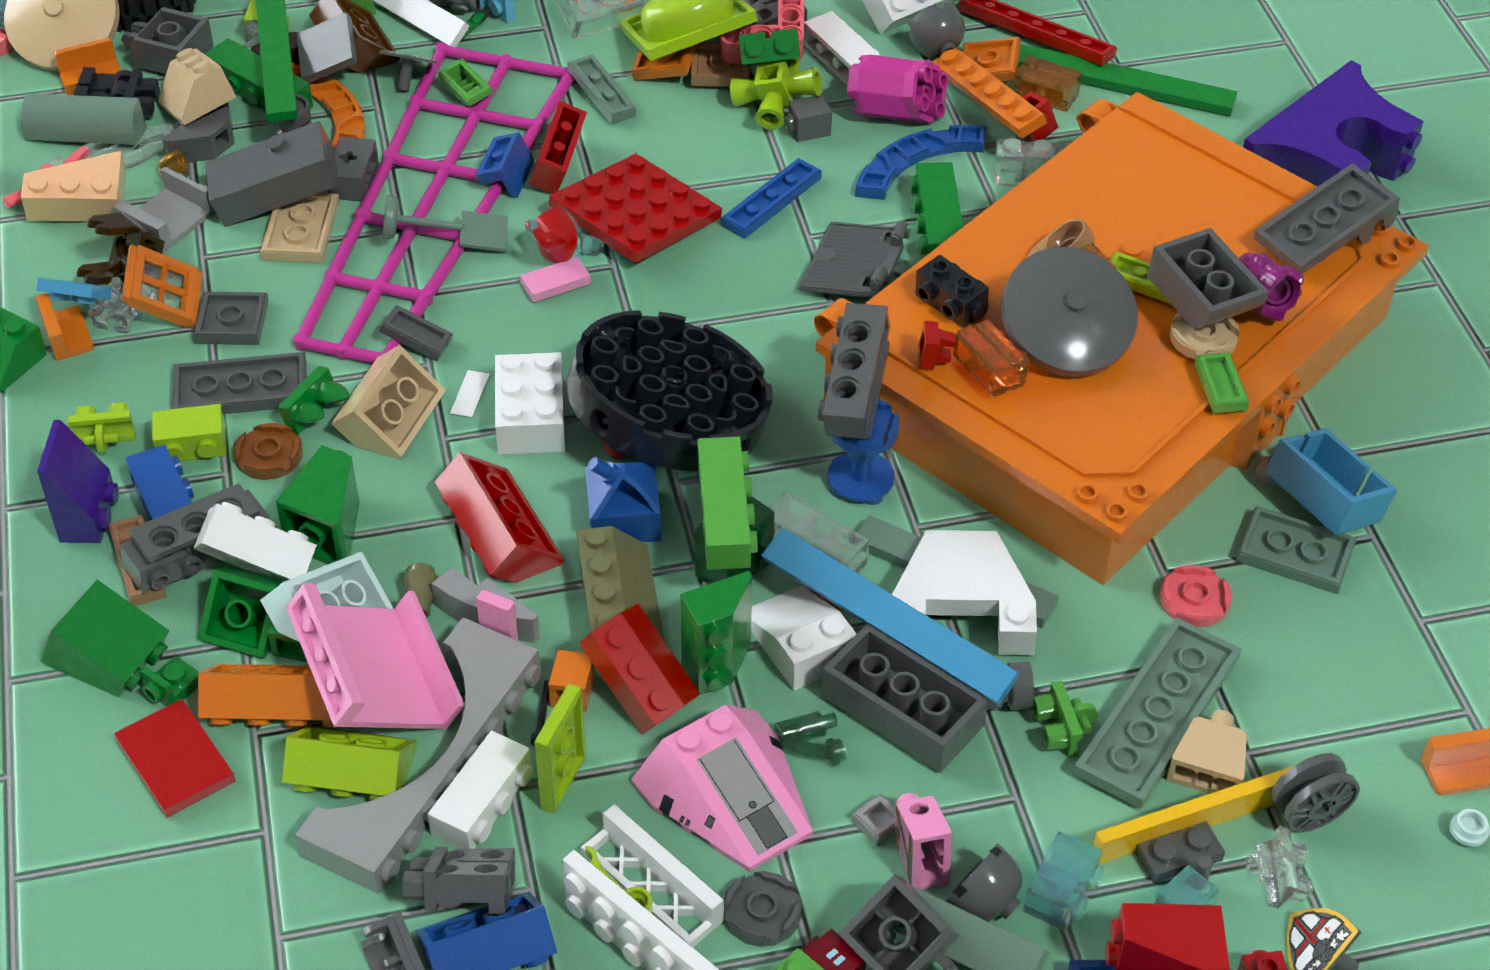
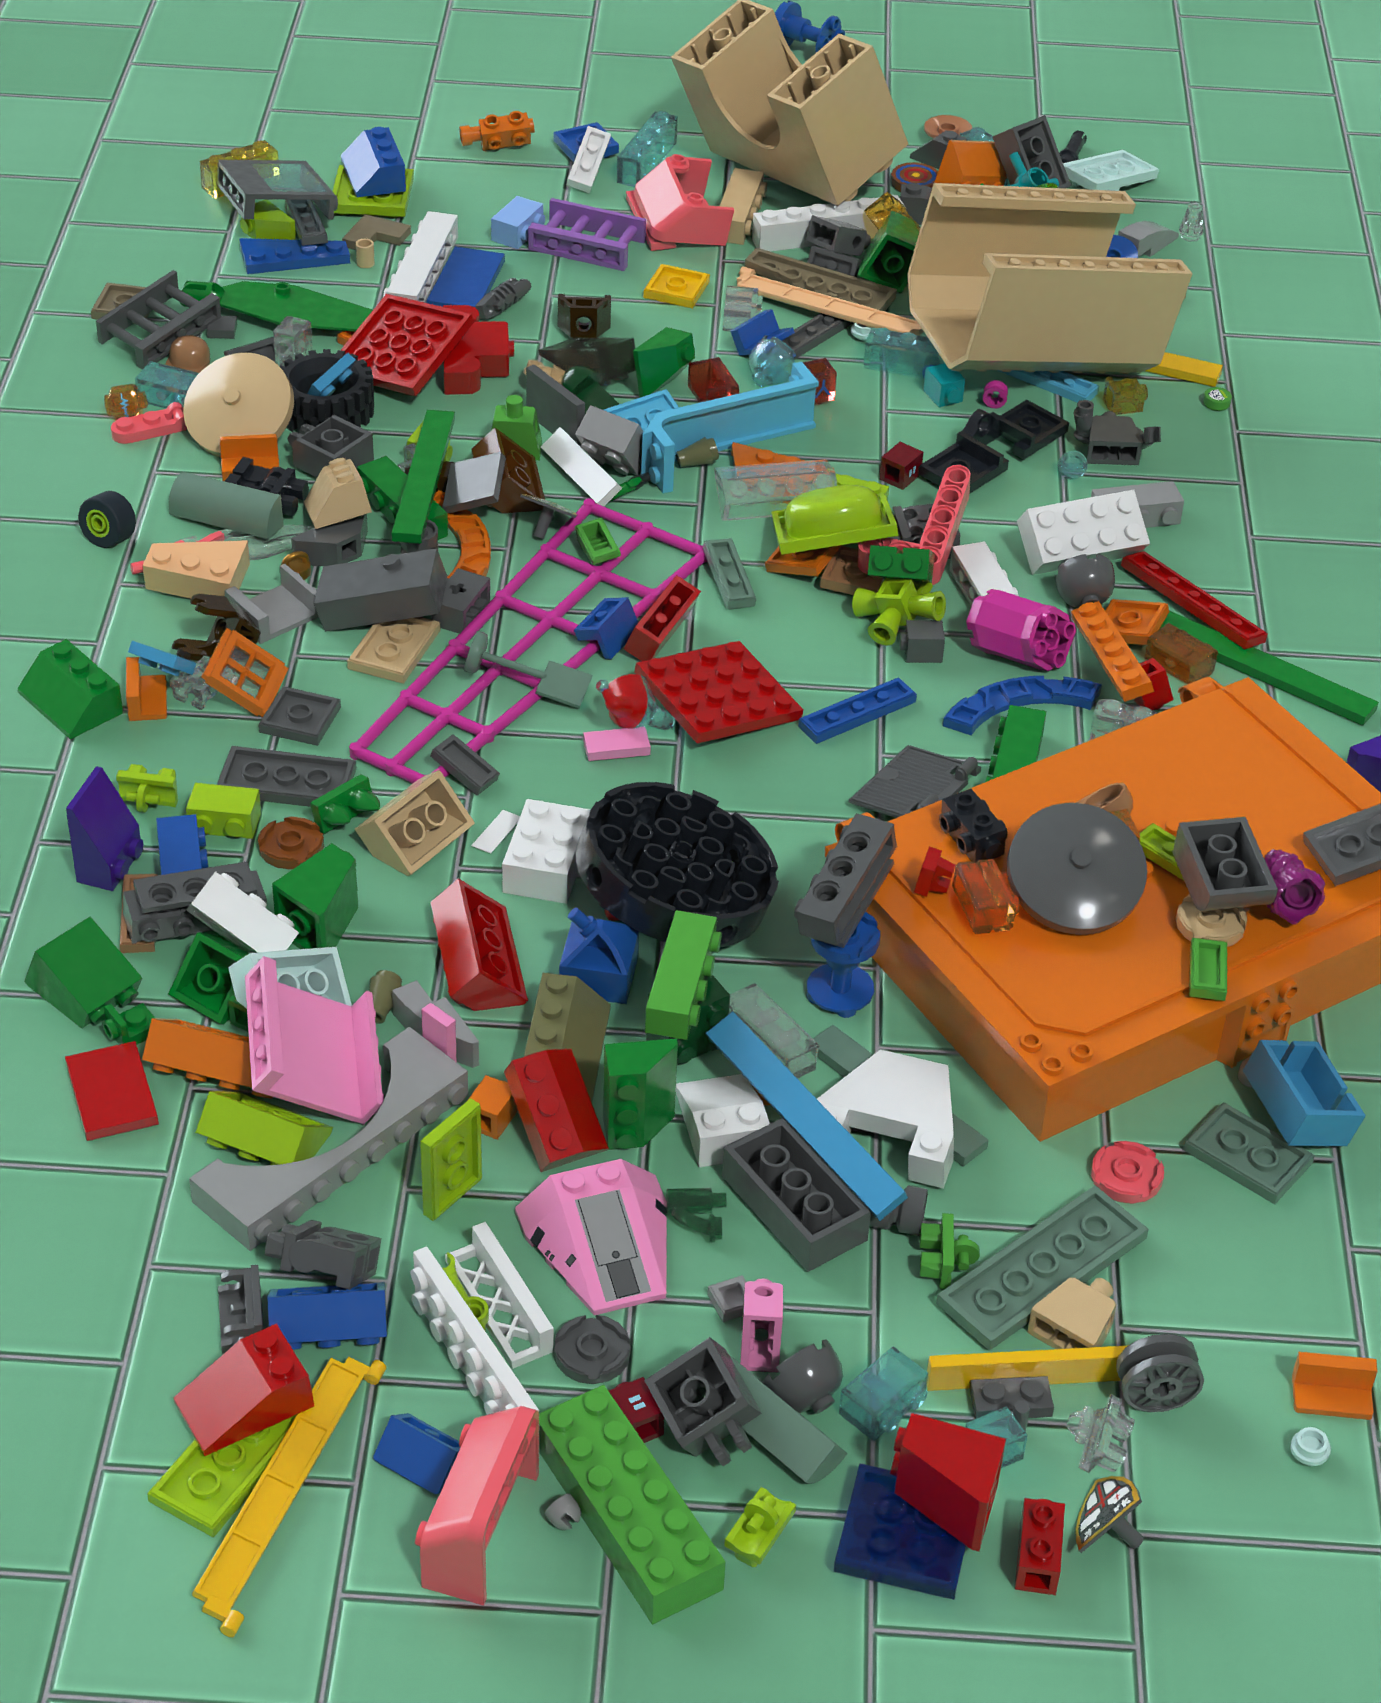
camera: 15 degrees right, 5 degrees down
(481, 792) = (370, 1184): white brick -> none

